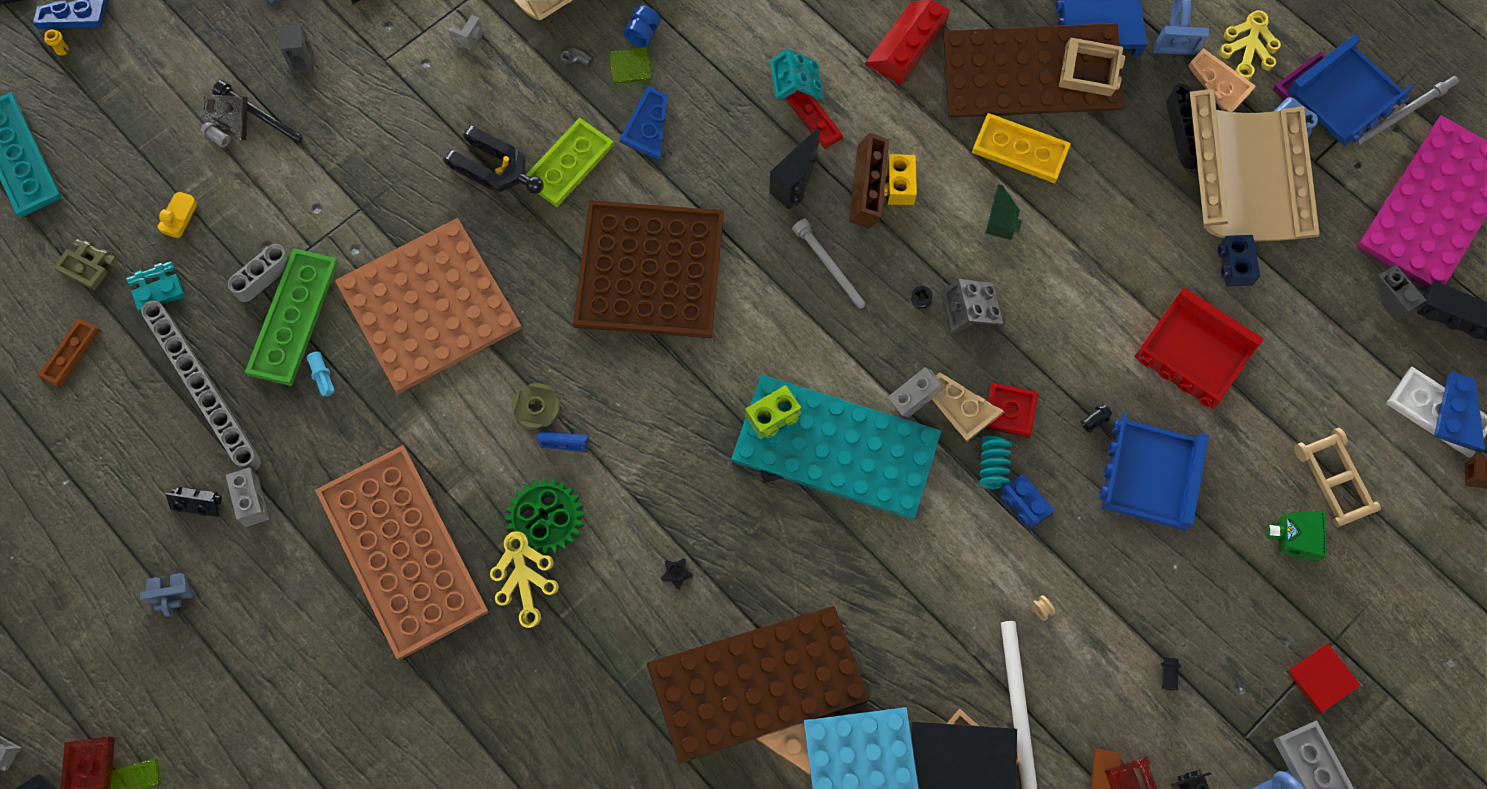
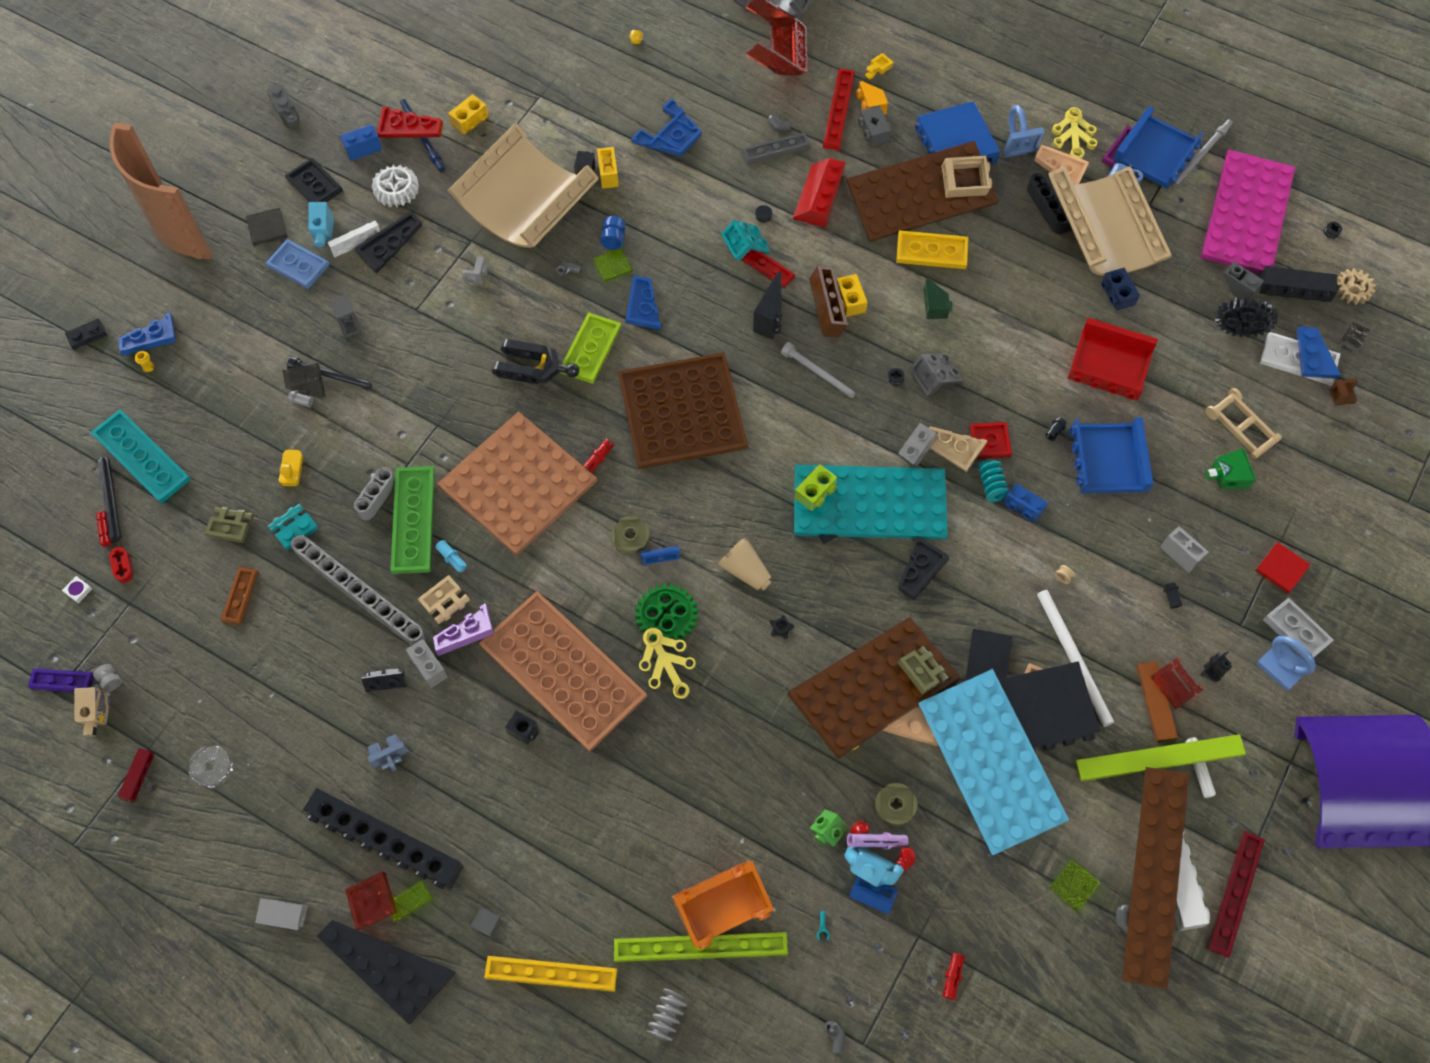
camera: 15 degrees left, 5 degrees down
(190, 752) = (322, 801): none -> black brick
(293, 417) = (441, 594): none -> tan plate
(312, 471) = (470, 630): none -> medium lavender wing
(323, 601) = (518, 720): none -> black brick
(532, 298) = (598, 455): none -> red pin
(658, 485) = (746, 565): none -> tan cone
(817, 682) = (919, 672): none -> olive plate
(831, 48) = (763, 213): none -> black tile
(869, 549) = (922, 568): none -> black wing
(913, 684) = (988, 652): none -> black tile
(1204, 619) = (1183, 549): none -> light grey hinge
(1386, 342) = (1246, 317): none -> black gear

